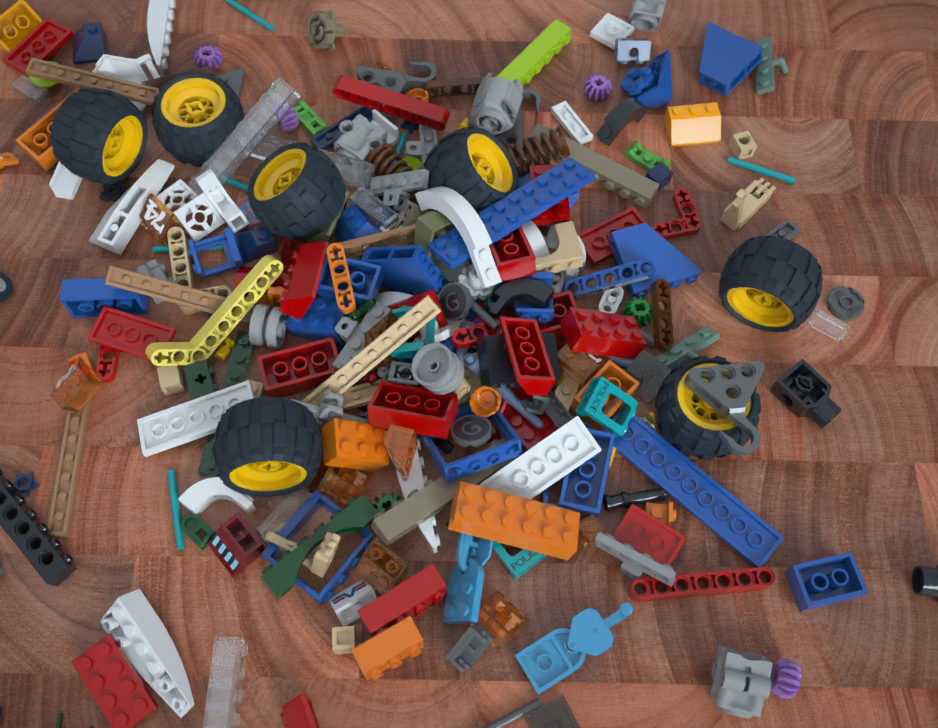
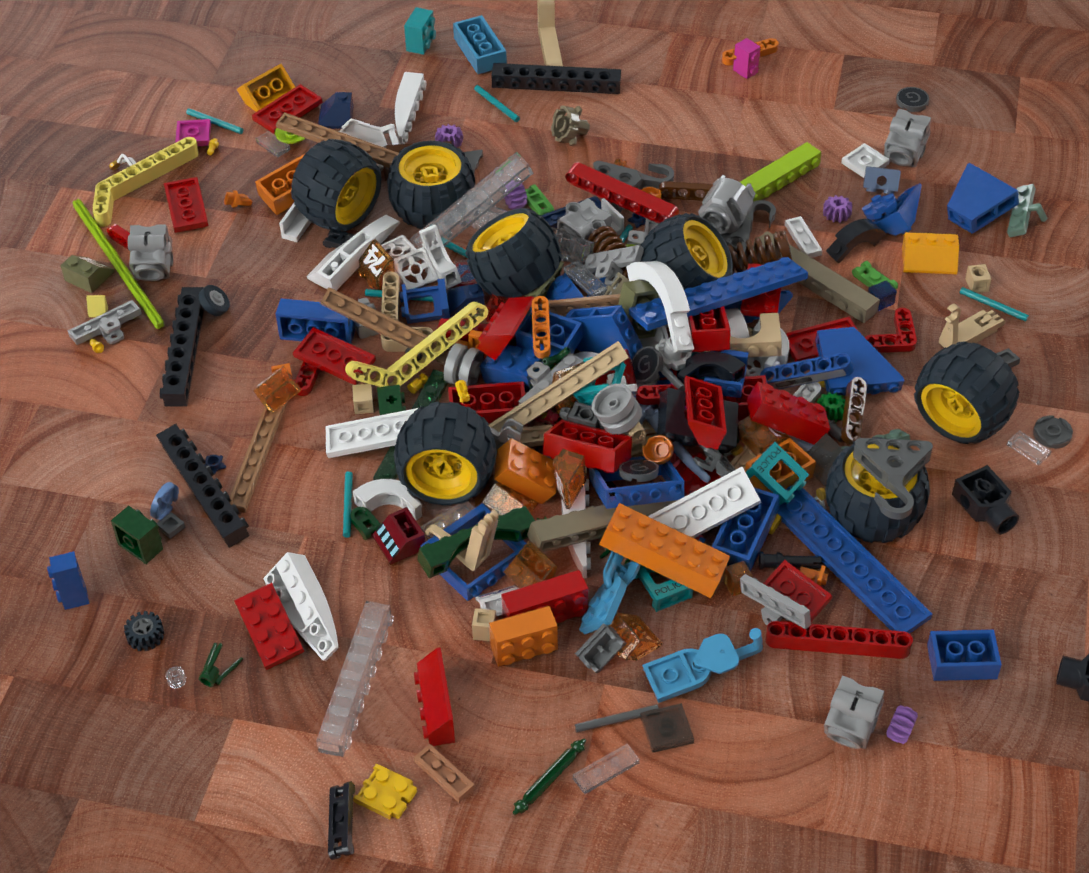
camera: 15 degrees right, 15 degrees down
(272, 360) = (462, 391): none -> yellow piece

